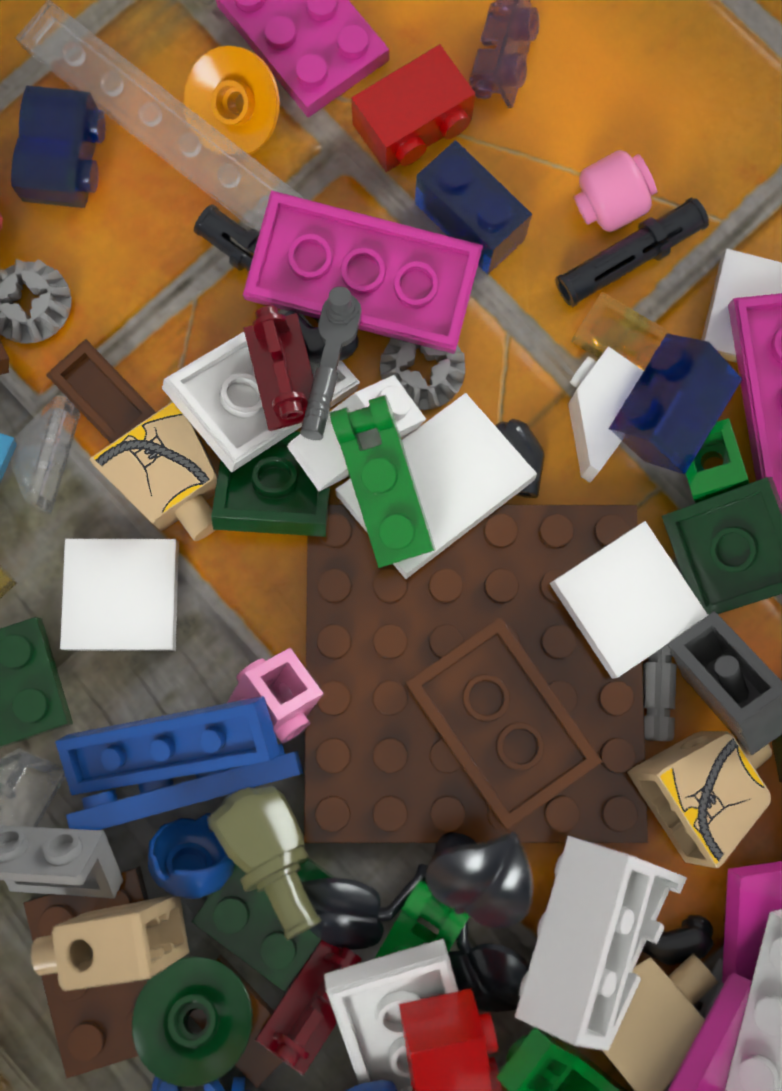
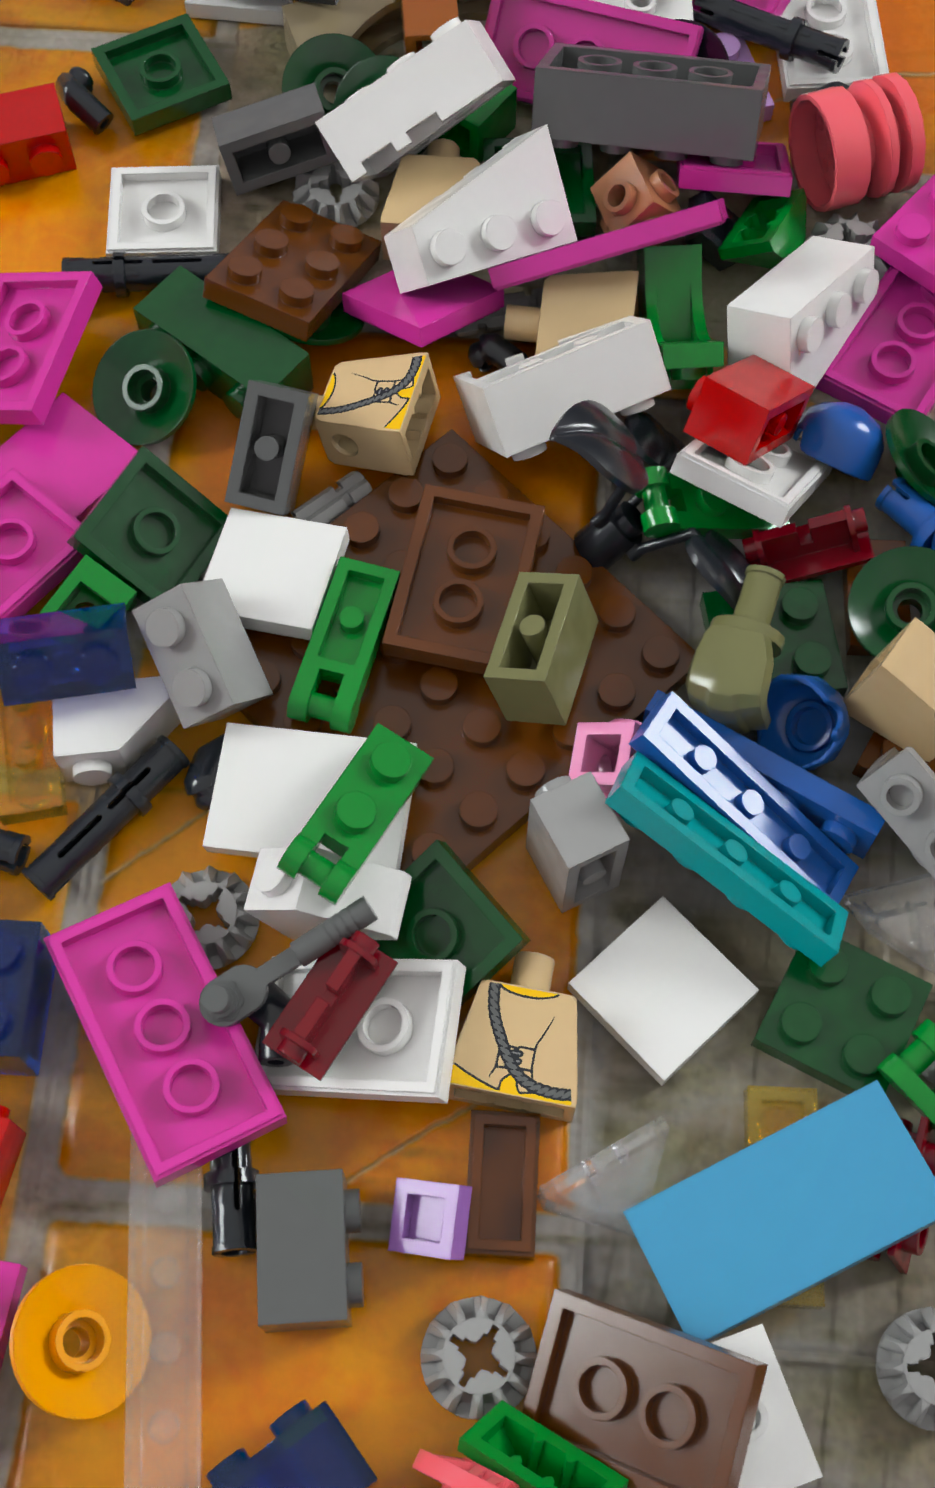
camera: 130 degrees left, 15 degrees down
(118, 334) = (430, 1218): none -> plate
(138, 691) = (728, 859): none -> teal plate
(166, 253) = (305, 1251): none -> dark grey brick
(246, 613) = (575, 840): none -> light grey brick
(395, 717) = (542, 648): none -> olive brick
(527, 598) = (344, 643): none -> green plate
(551, 419) = (106, 817): none -> black pin
(598, 491) = (202, 652): none -> light grey brick

